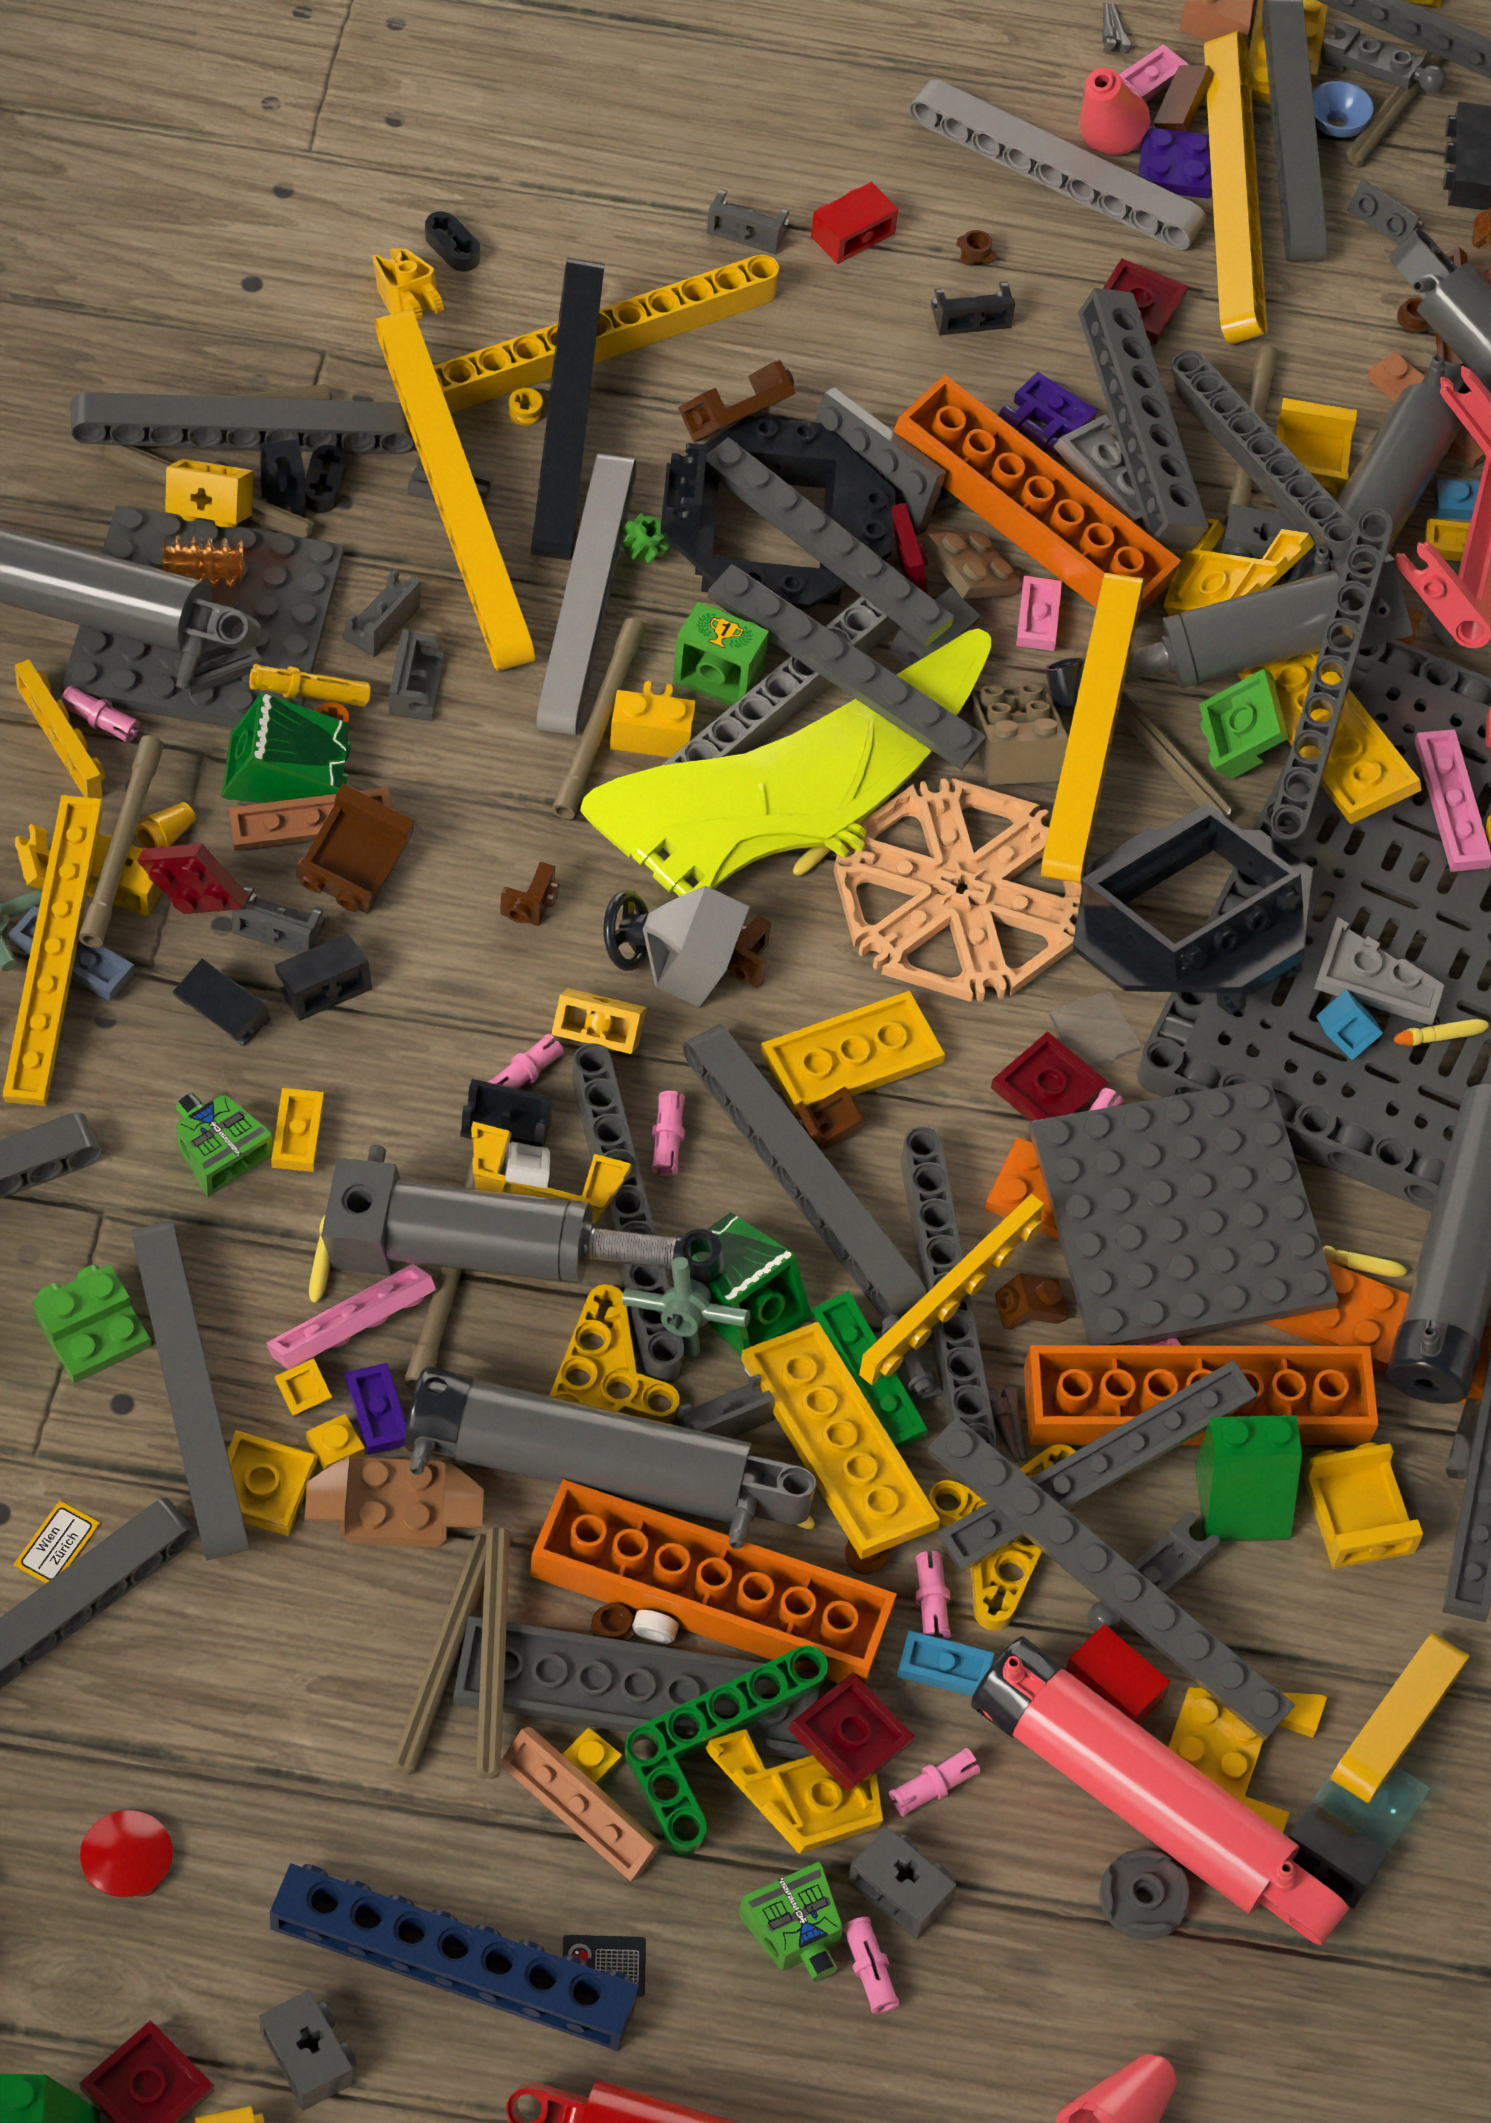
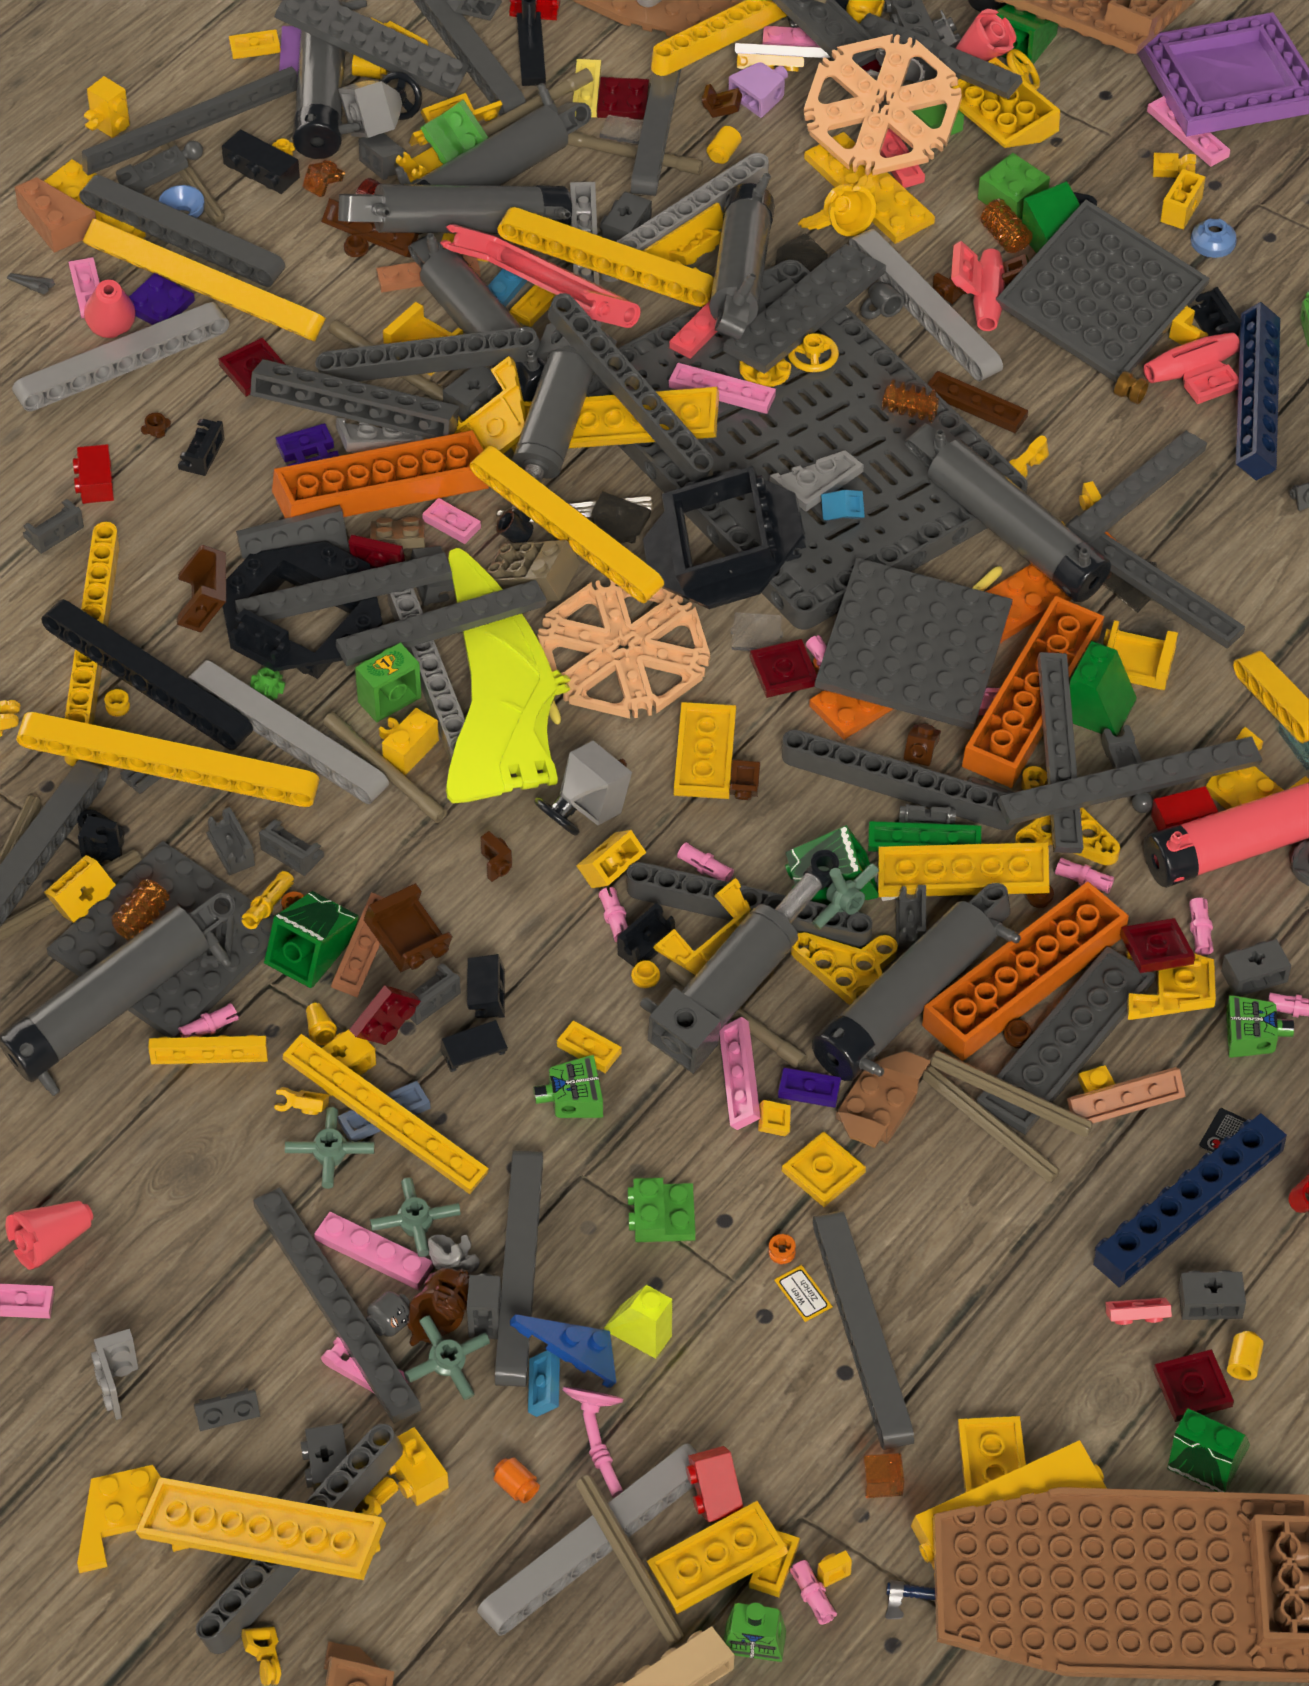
camera: 55 degrees left, 5 degrees down
(99, 911) = (377, 1075): dark tan piece -> none
(101, 1499) = (788, 1255): none -> orange bush
(126, 1854) = (1035, 1338): red dish -> none
(190, 1391) = (744, 1173): dark grey beam -> none
(233, 1963) = (1126, 1311): none -> coral plate
(320, 1270) = (668, 1062): light yellow piece -> none
(335, 1441) = (818, 1119): yellow plate -> none
(450, 1144) = (645, 974): none -> yellow plate
(527, 1165) = (699, 935): white tile -> none
(655, 1626) = (1033, 1012): white tile -> none
(710, 1726) = (1120, 1008): green beam -> none
(804, 1172) = (771, 809): dark grey beam -> none
(943, 1663) = (1133, 886): dark azure plate -> none
(944, 1297) = (906, 762): yellow plate -> none
(1162, 788) = (619, 517): none -> clear smoke slope
(1183, 97) = (117, 268): reddish brown tile -> none
(1243, 724) = (604, 458): bright green plate -> none
(1383, 212) = (272, 223): dark grey hinge -> none
(1441, 1032) = (870, 469): light yellow piece -> none

